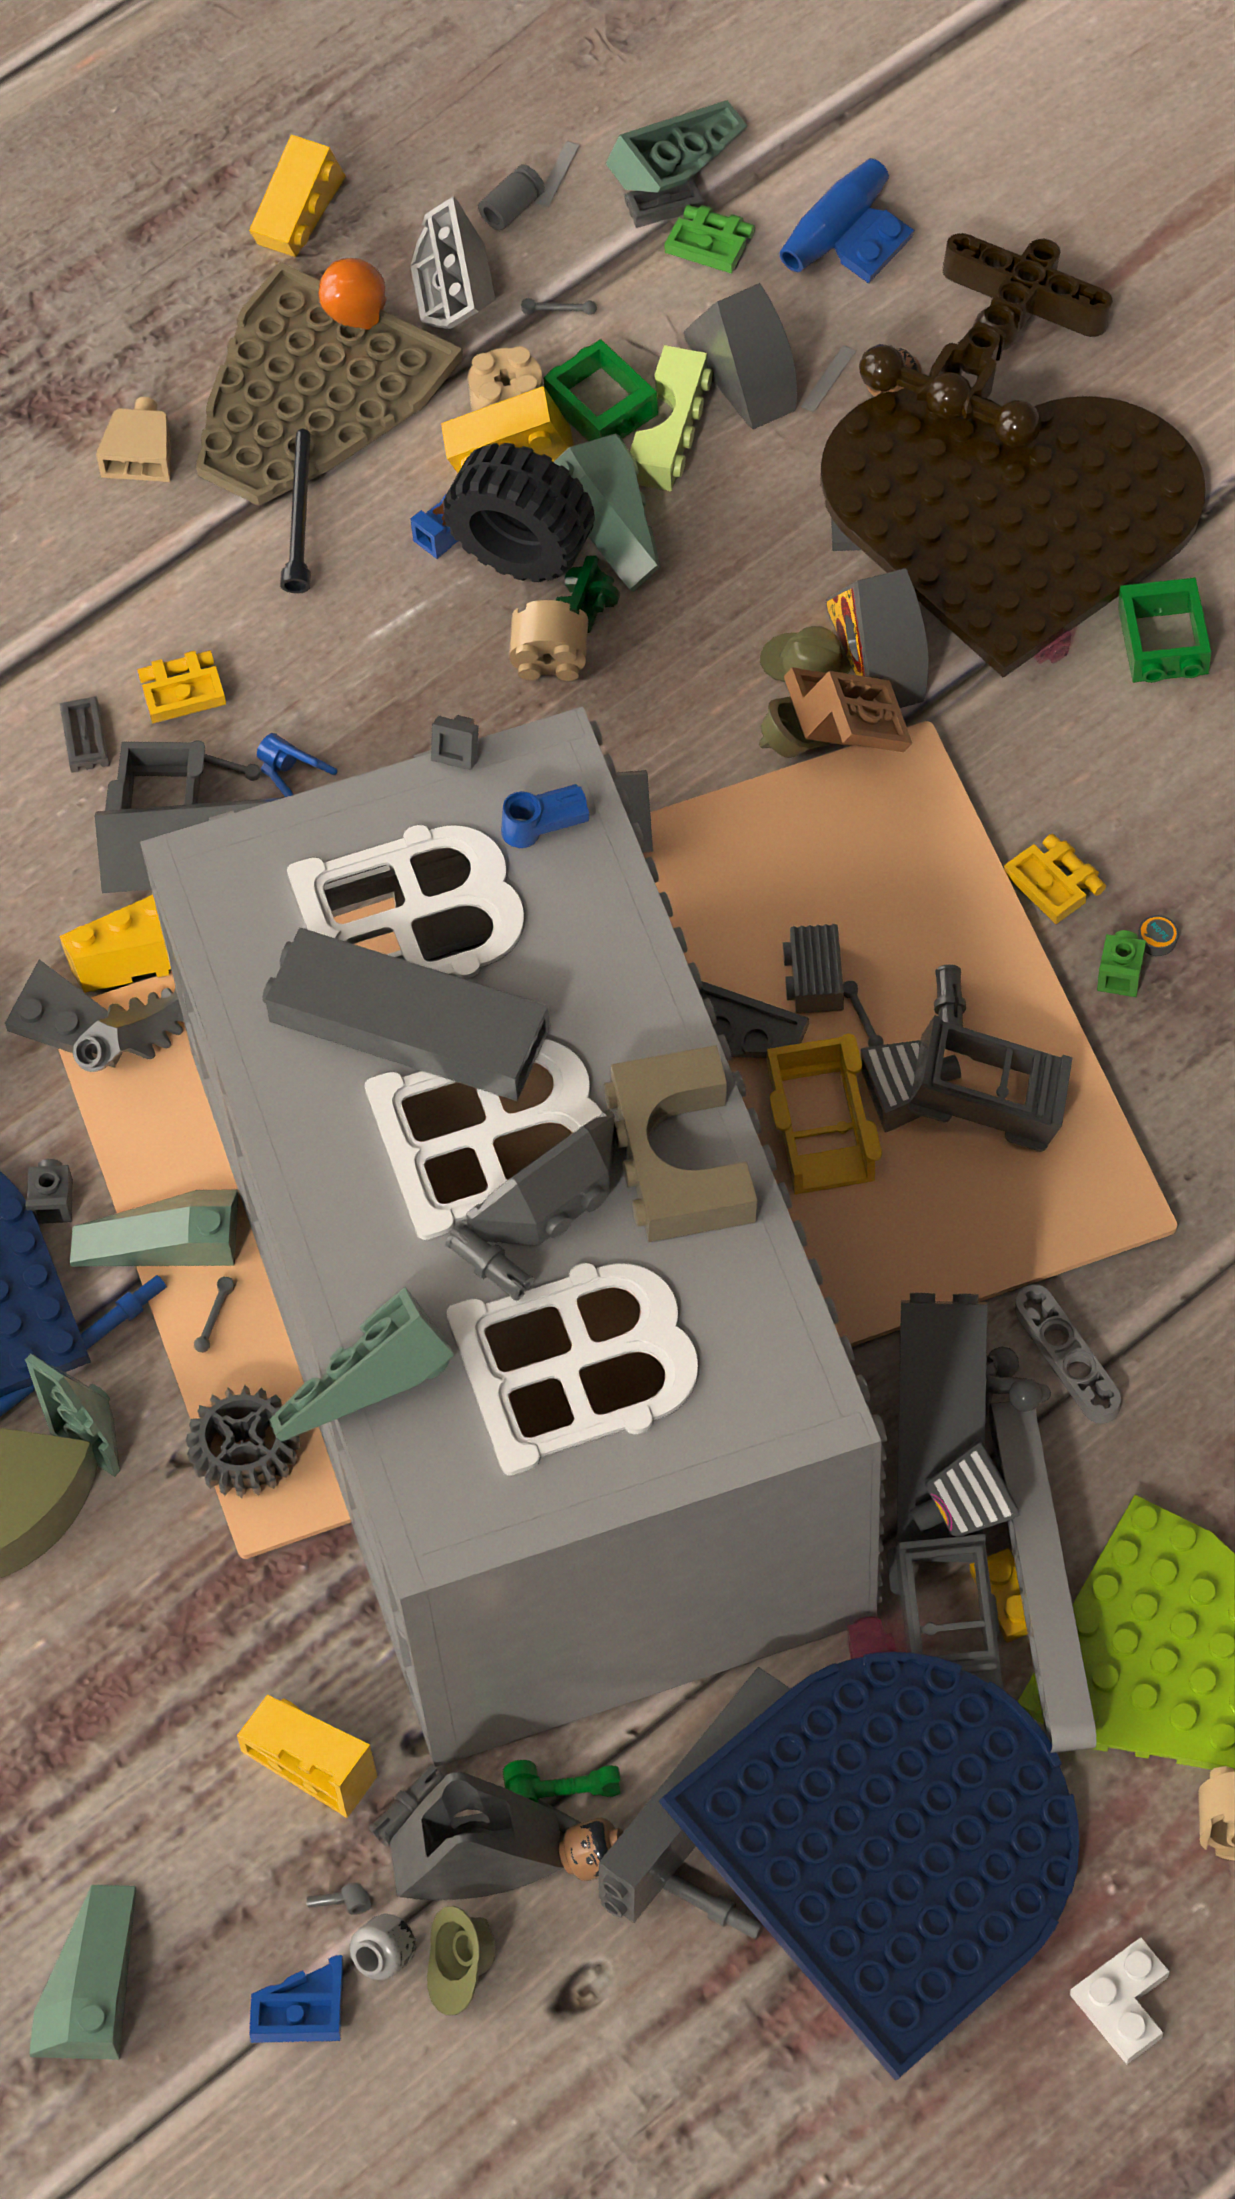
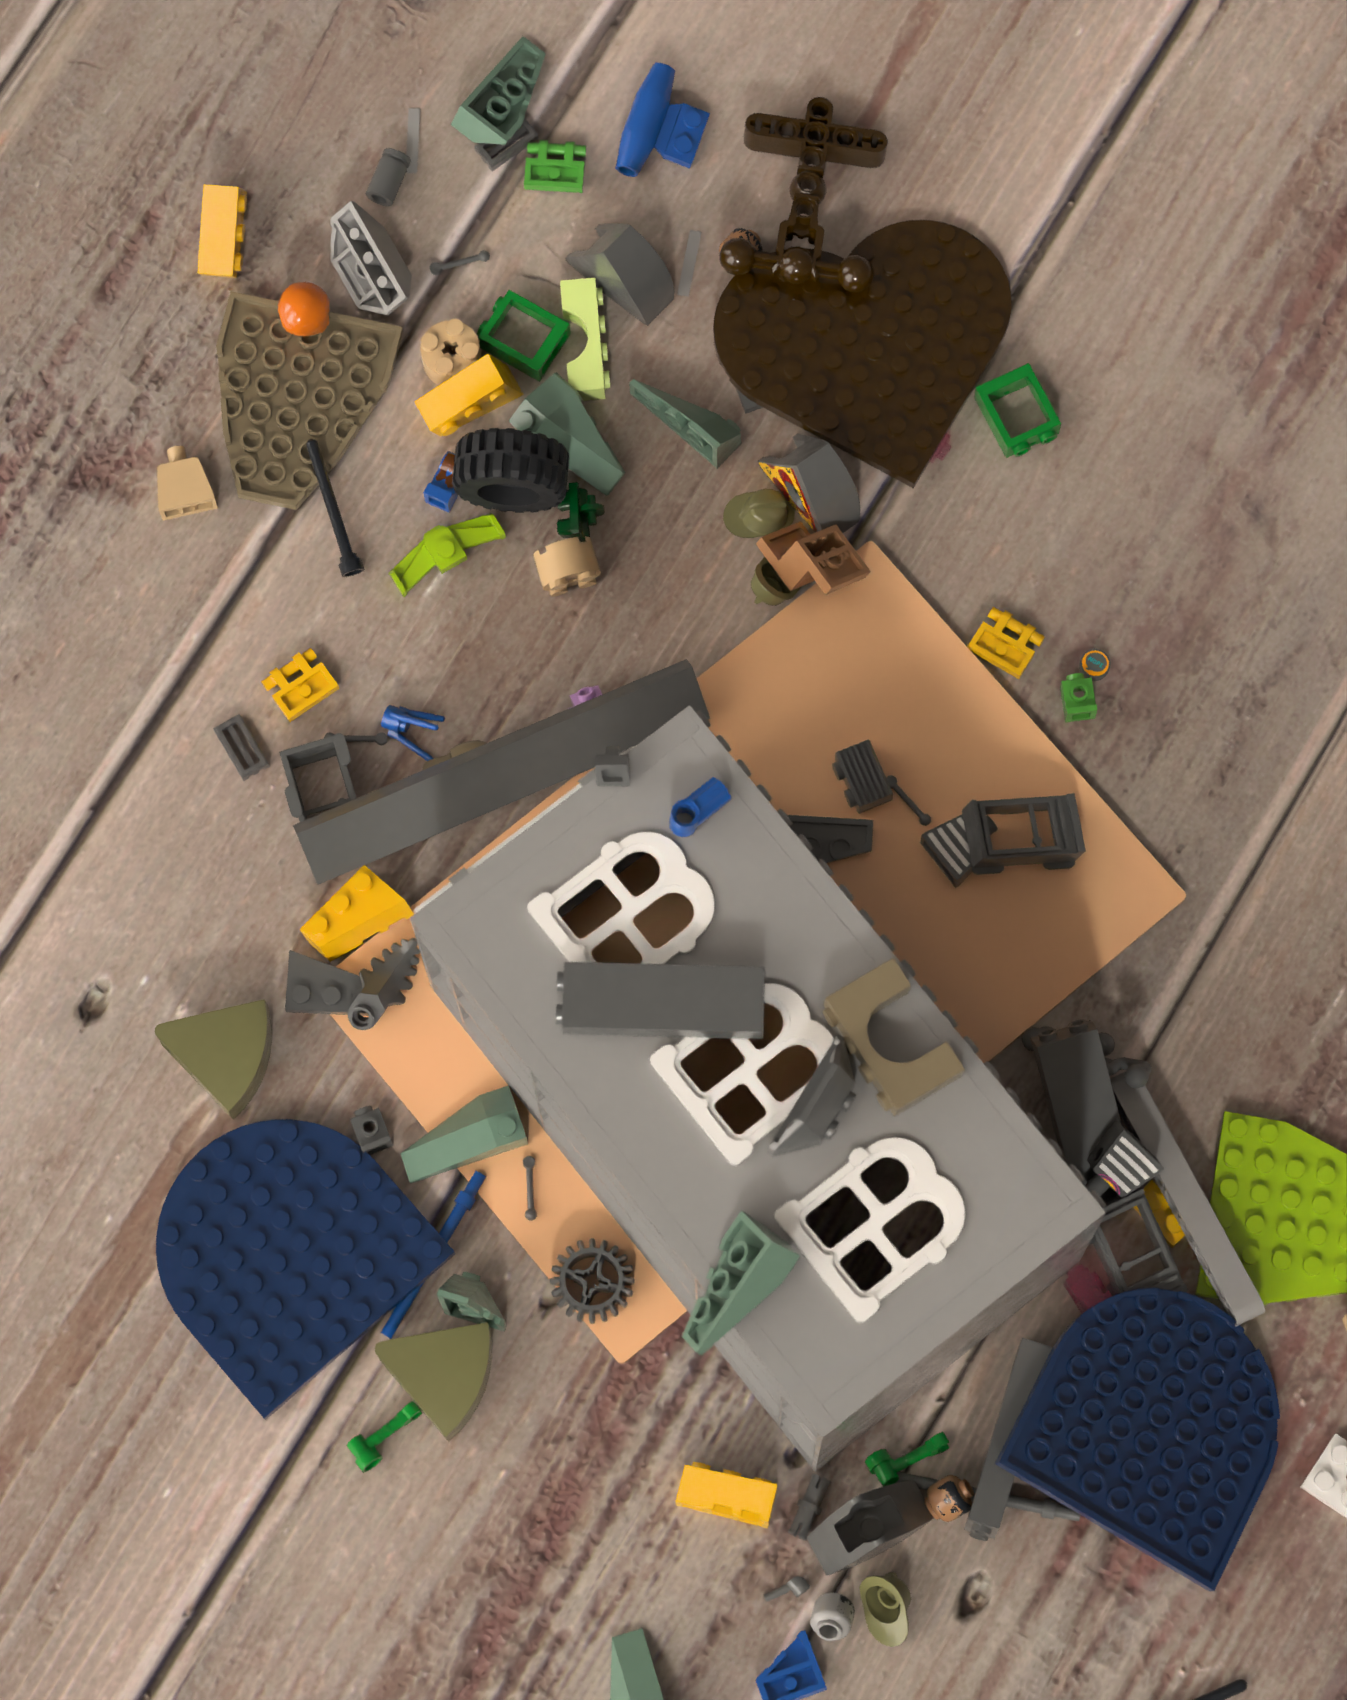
camera: 20 degrees left, 15 degrees up
(413, 593) = (444, 549): none -> lime plate
(489, 1261) = (793, 1172): dark grey pin -> none
(766, 541) = (699, 427): none -> sand green wedge
(835, 1166) = (930, 927): yellow piece -> none
(949, 1001) = (968, 772): dark grey pin -> none
(1062, 1356) = (1145, 1014): light grey beam -> none

